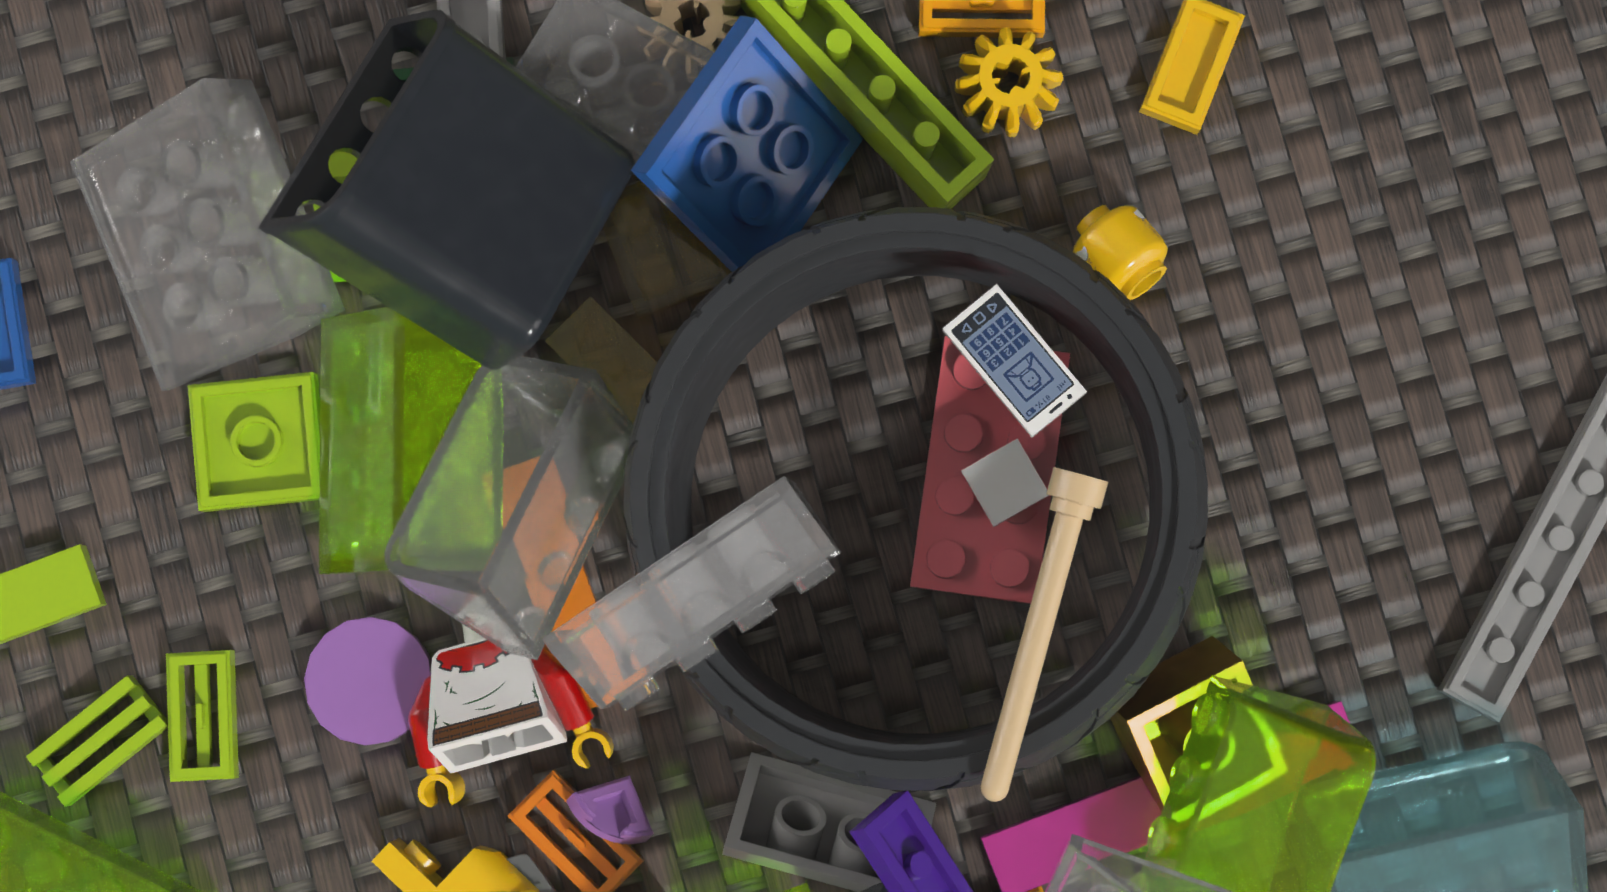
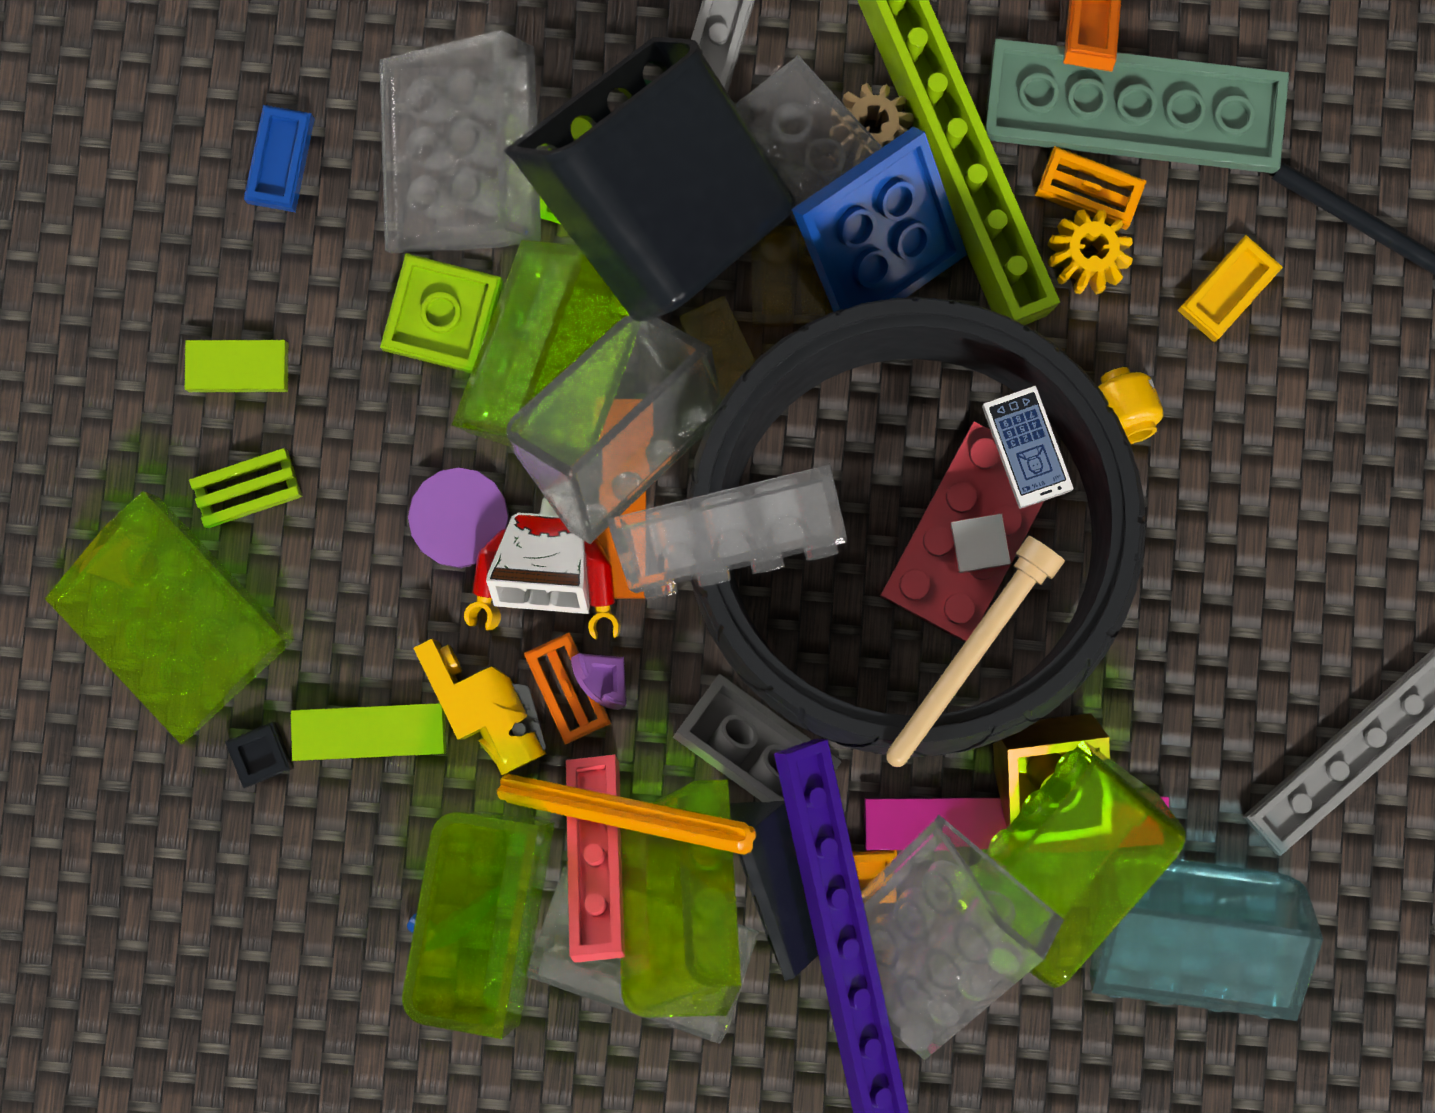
camera: 15 degrees right, 0 degrees up
(226, 715) = (346, 503): lime tile -> none

